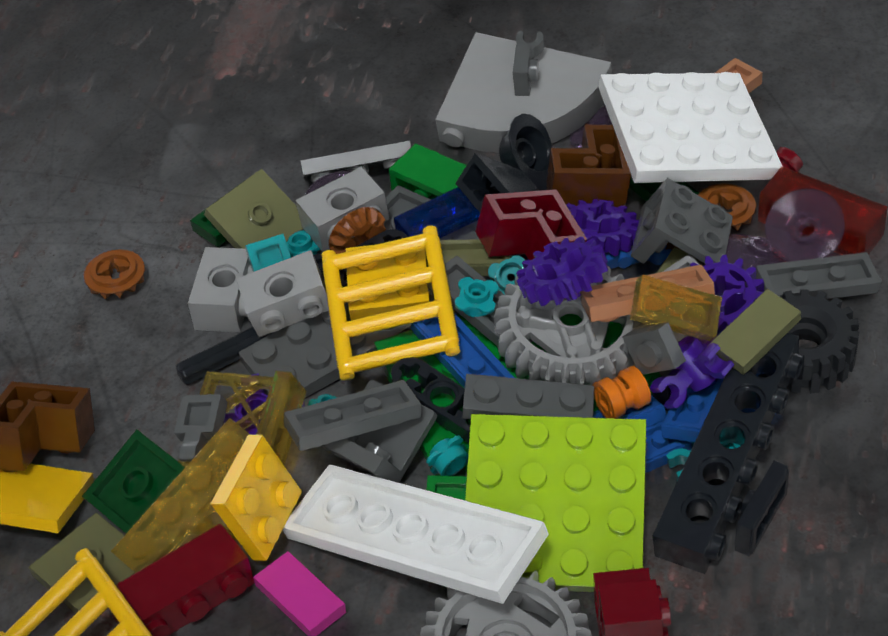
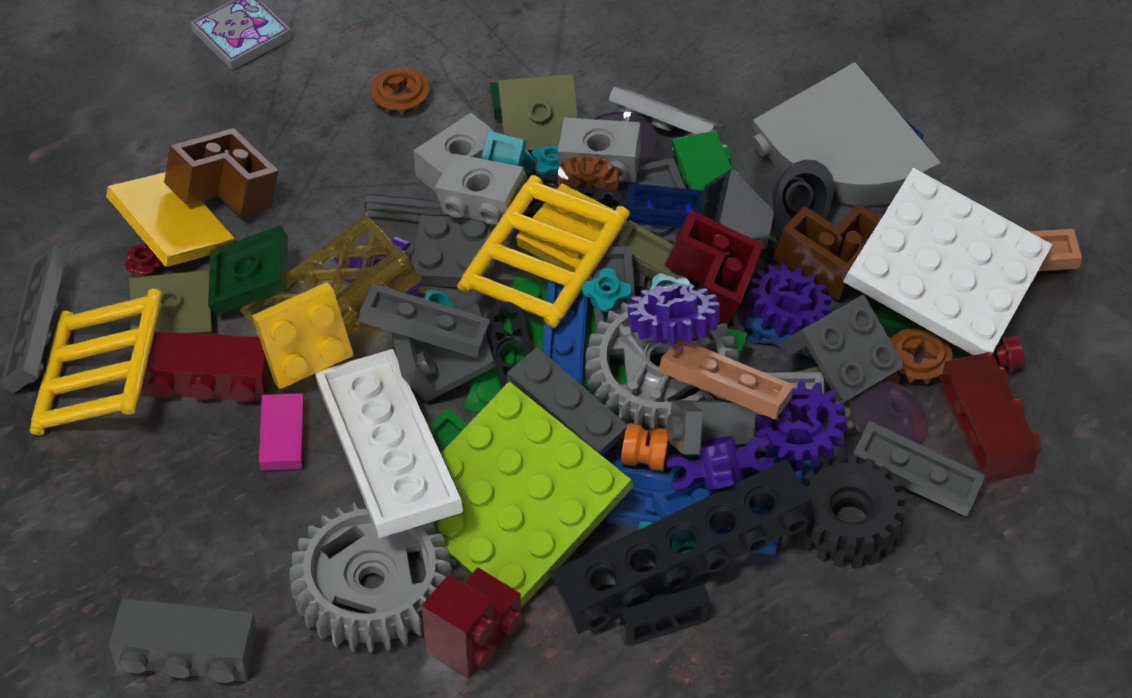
camera: 35 degrees right, 5 degrees up
(27, 553) = (142, 261): none -> dark red plate
(183, 502) = (233, 310): clear yellow plate -> none
(198, 422) = (317, 251): dark grey plate -> none
(448, 457) = (470, 402): teal plate -> none
(525, 67) = (856, 118): dark grey plate -> none
(685, 308) = (725, 405): clear yellow plate -> none
(756, 330) = (777, 469): olive tile -> none
(798, 211) = (940, 405): clear purple dish -> none

